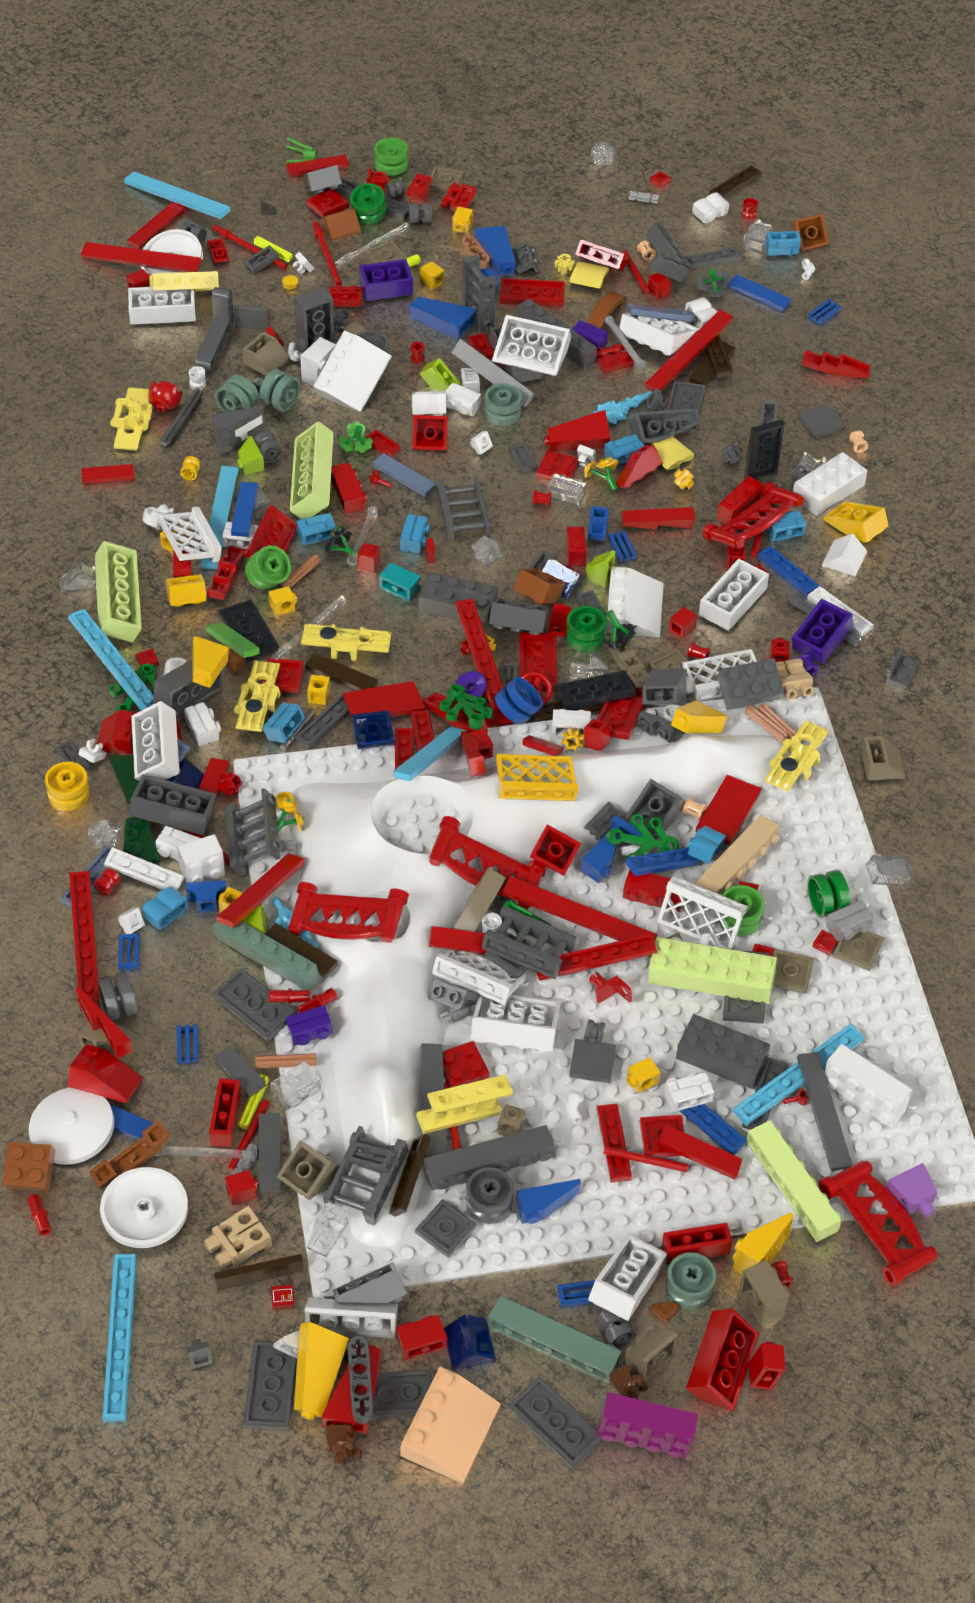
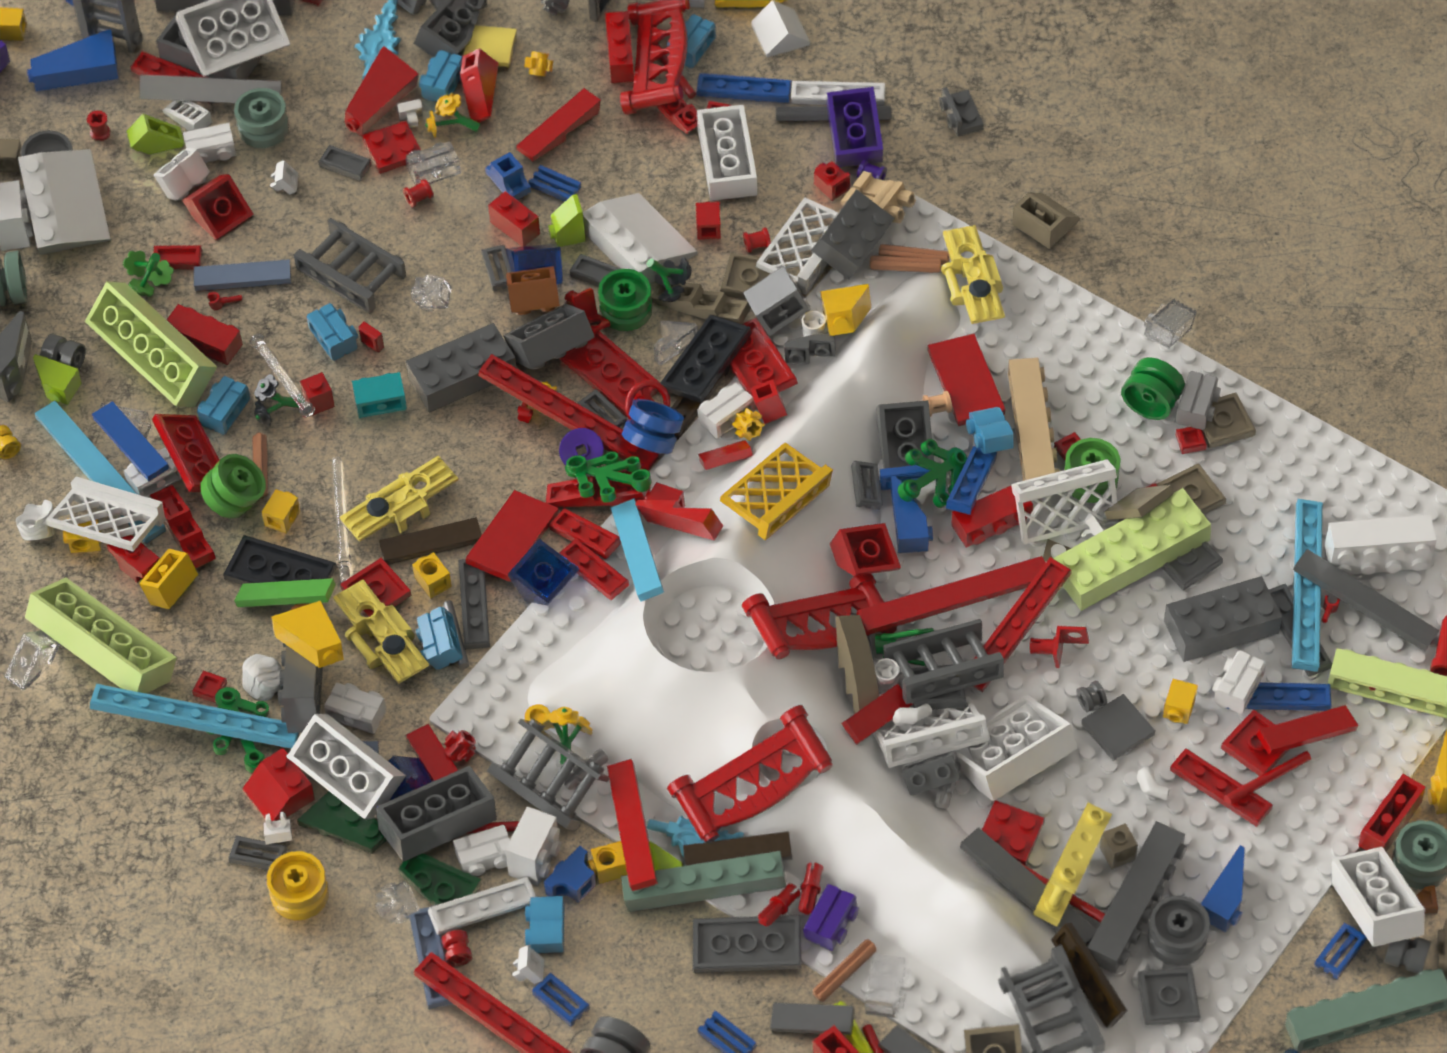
camera: 40 degrees left, 5 degrees up
(476, 956) = (911, 715): none -> white arm
(743, 946) = (1139, 502): none -> dark tan tile

